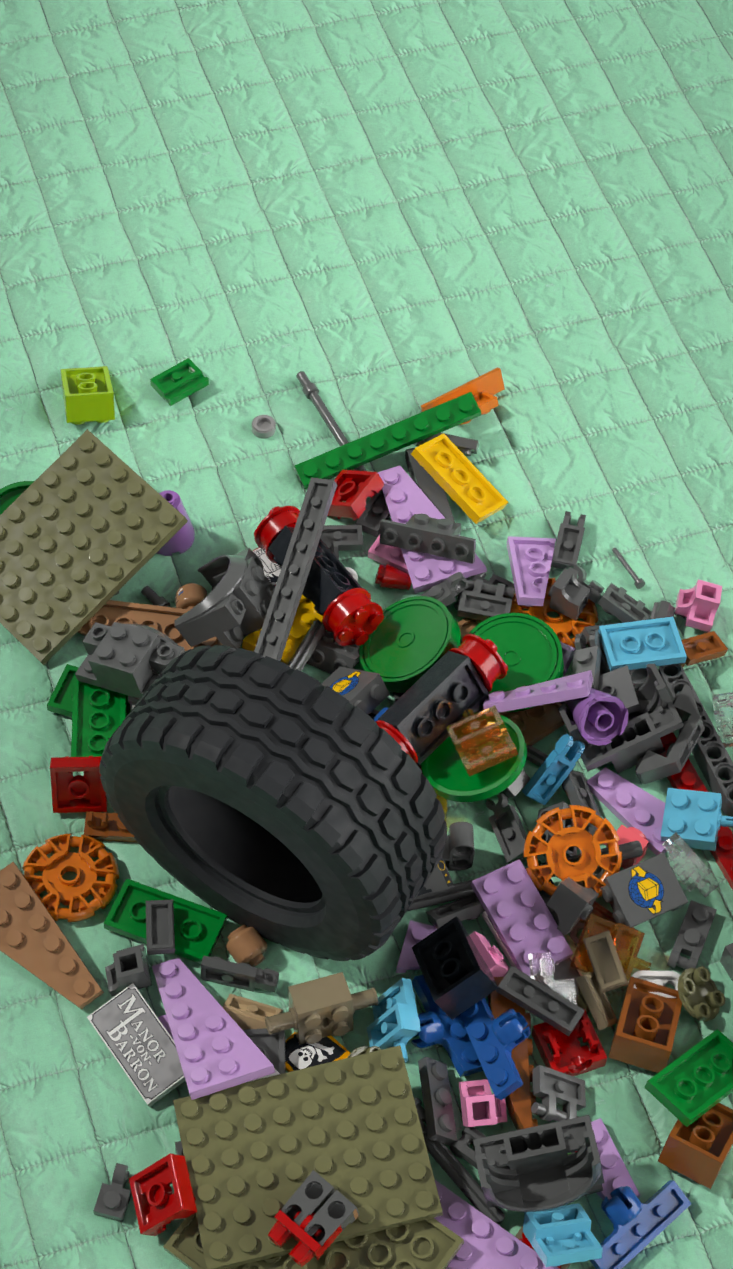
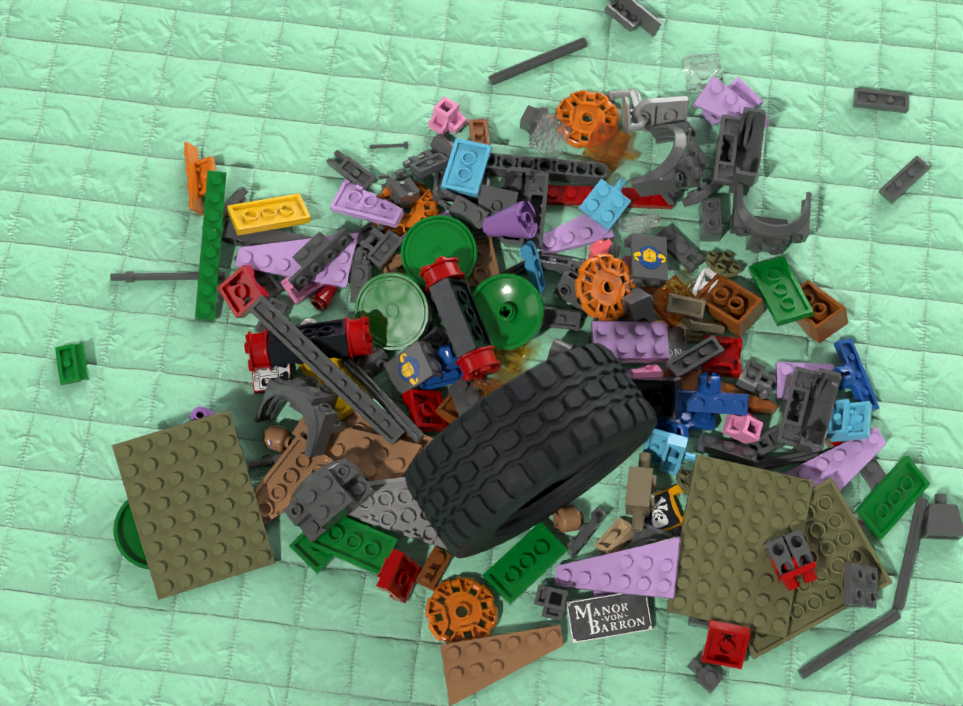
camera: 65 degrees left, 15 degrees up
(87, 395) = (48, 433): lime slope -> none
(160, 927) = (531, 567): dark grey tile -> none
(263, 426) = (143, 323): light grey tile -> none
(481, 740) = (504, 300): clear orange plate -> none
(542, 970) = (677, 345): clear slope -> none
(543, 693) = (486, 241): lavender wing -> none
(654, 766) = (554, 208): dark grey slope -> none

